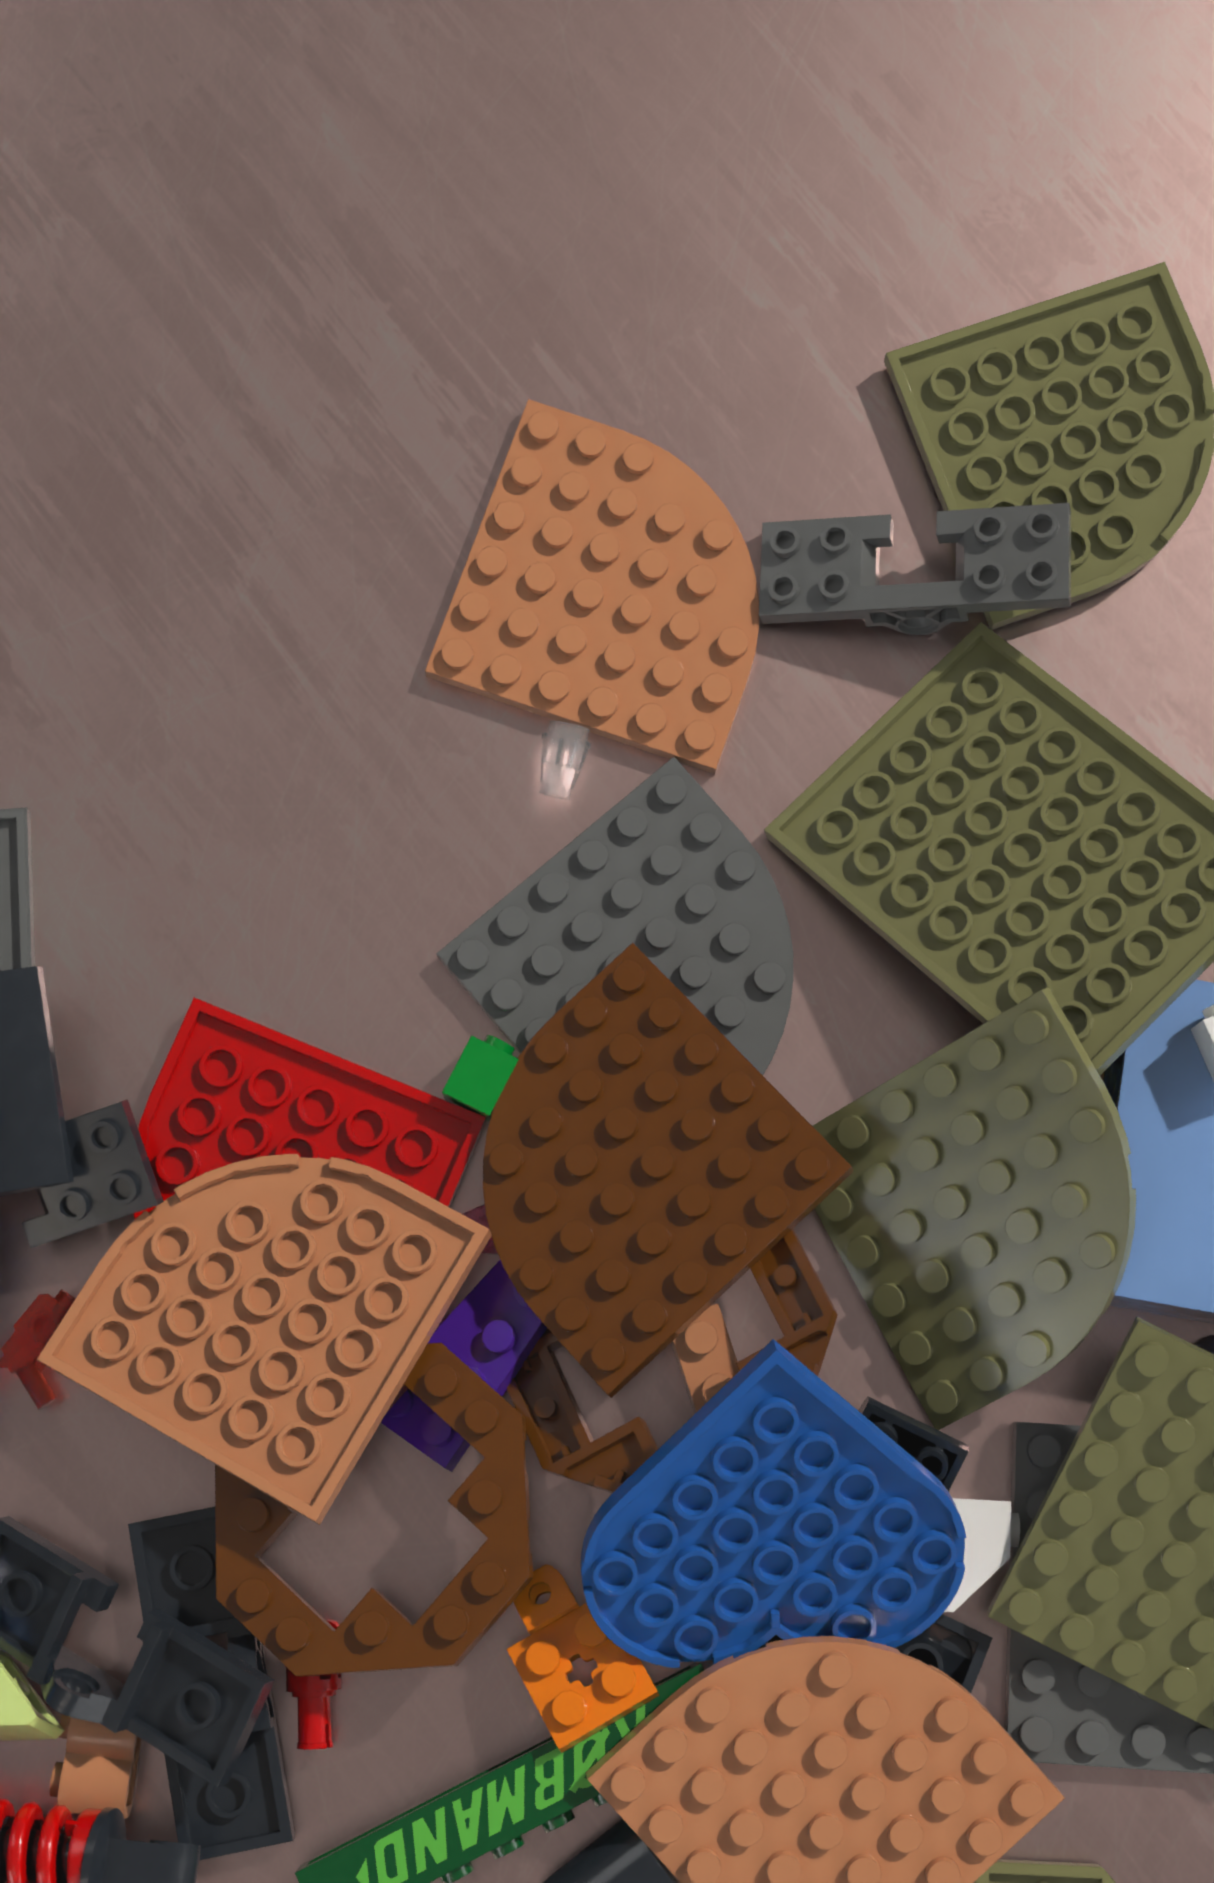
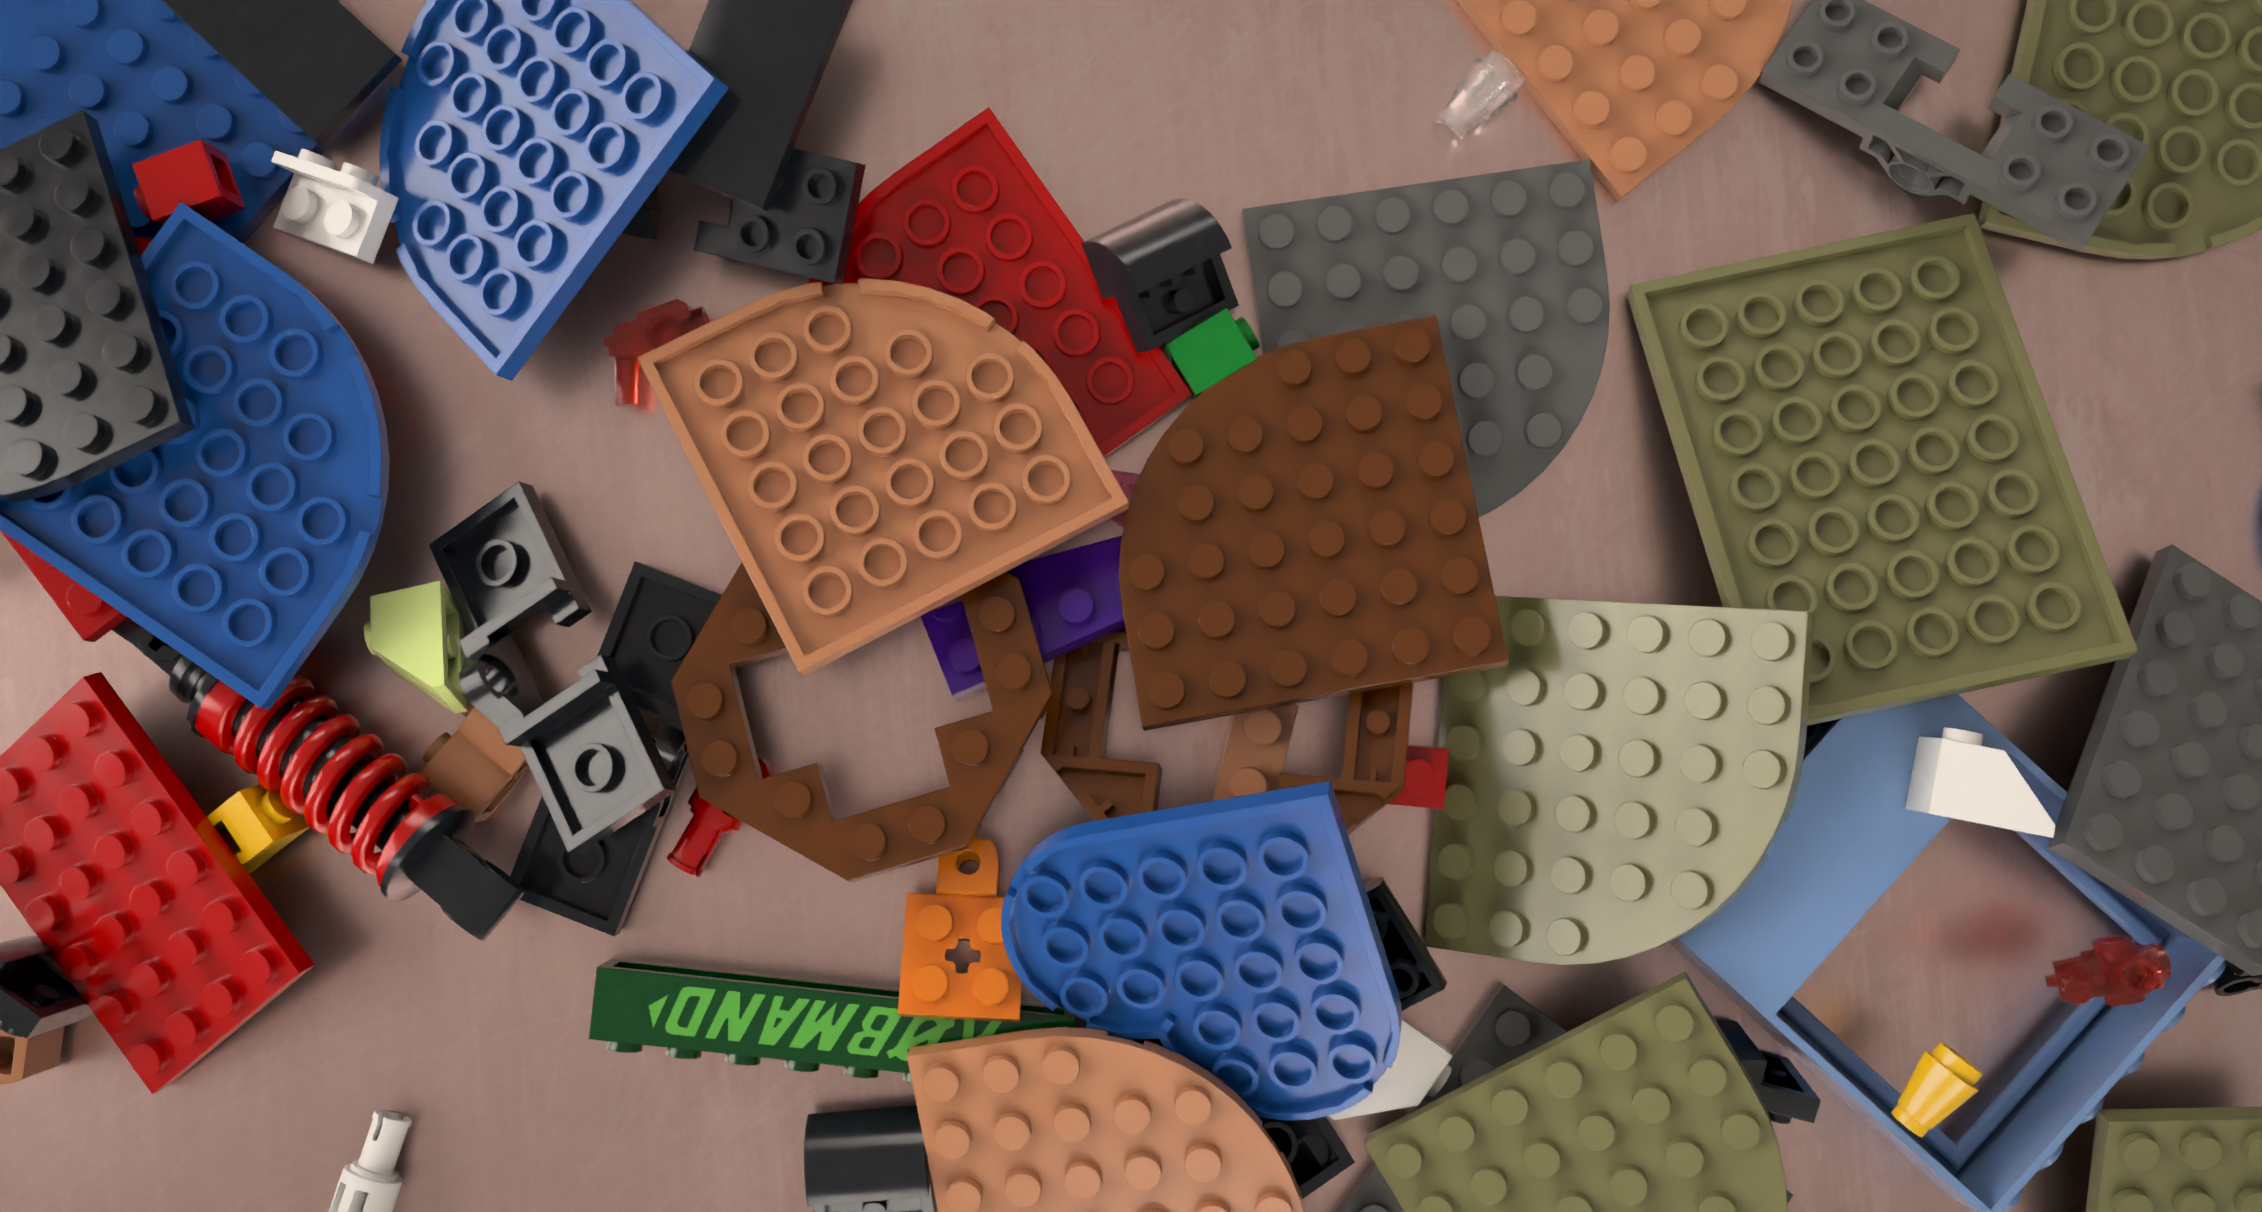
camera: 30 degrees right, 10 degrees up
(405, 1037) = (1163, 271): none -> black brick
(849, 1299) = (1424, 777): none -> red brick

